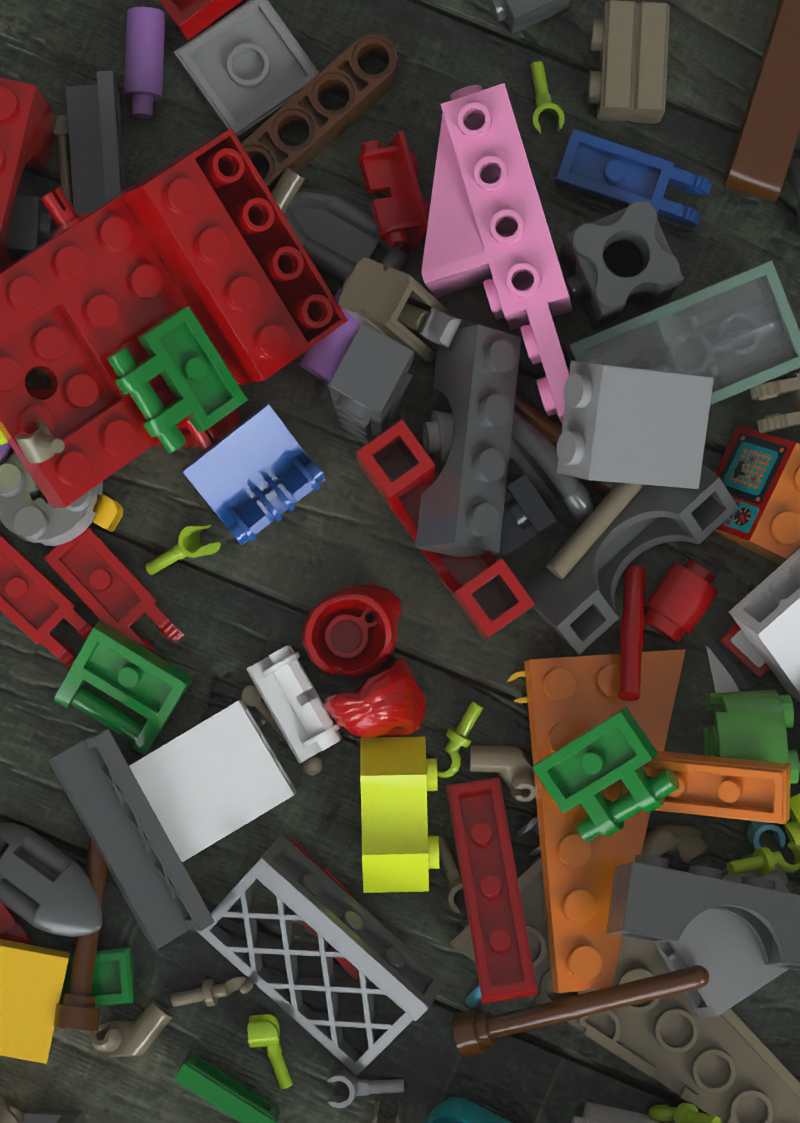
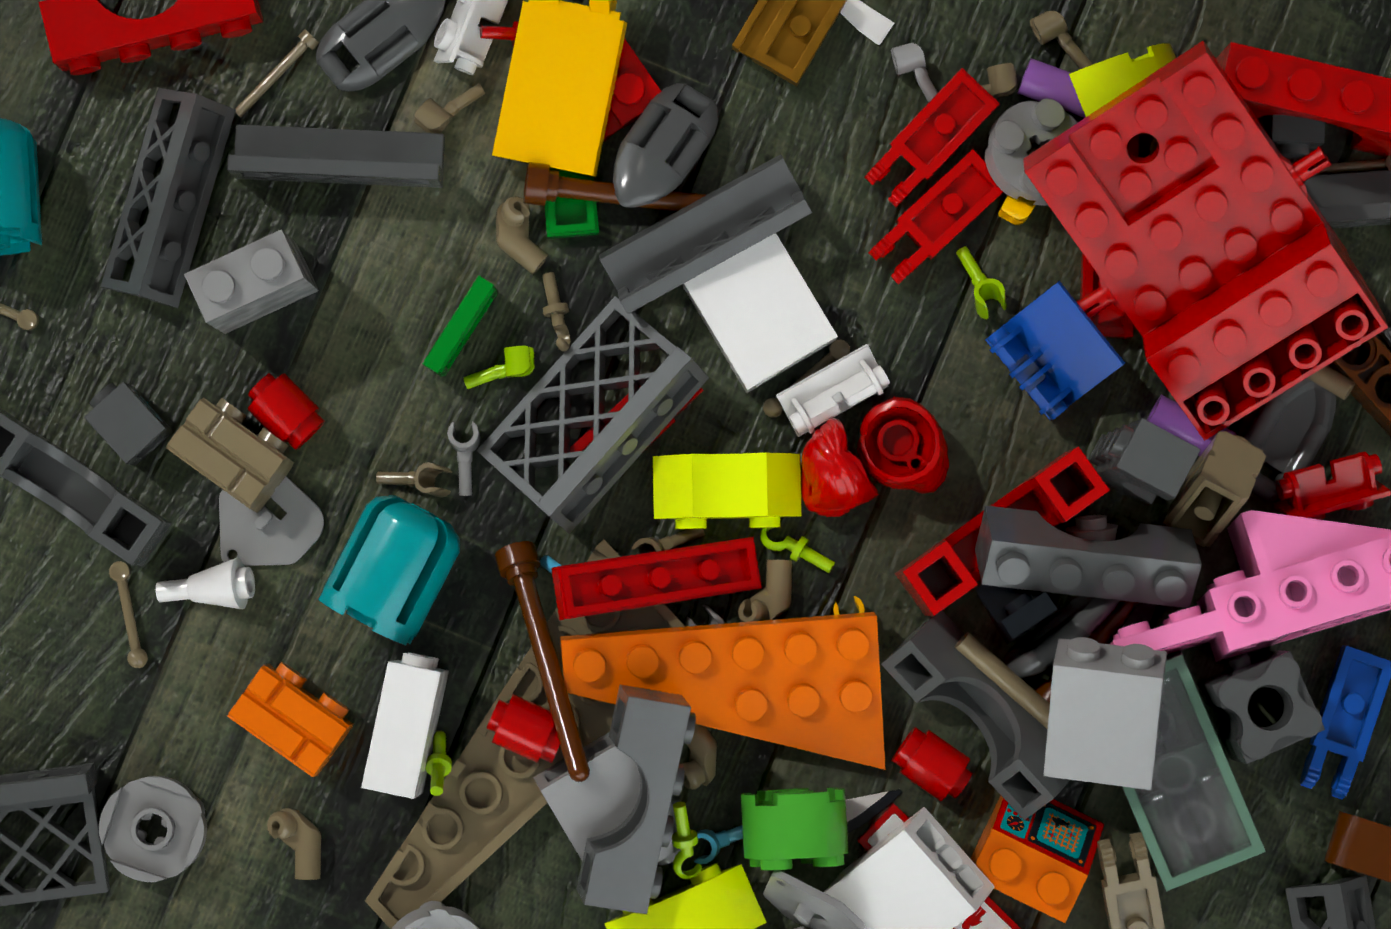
camera: 90 degrees right, 0 degrees up
(40, 444) = (1084, 148): dark tan hand -> none
(129, 676) = (859, 232): green plate -> none
(191, 370) = (1155, 290): green plate -> none
(442, 327) = (1198, 531): light grey hand -> none
(597, 760) = (783, 675): green plate -> none
(632, 633) = (902, 716): red piece -> none
(650, 1030) = (524, 729): none -> red brick
(724, 787) = (759, 779): orange tile -> none

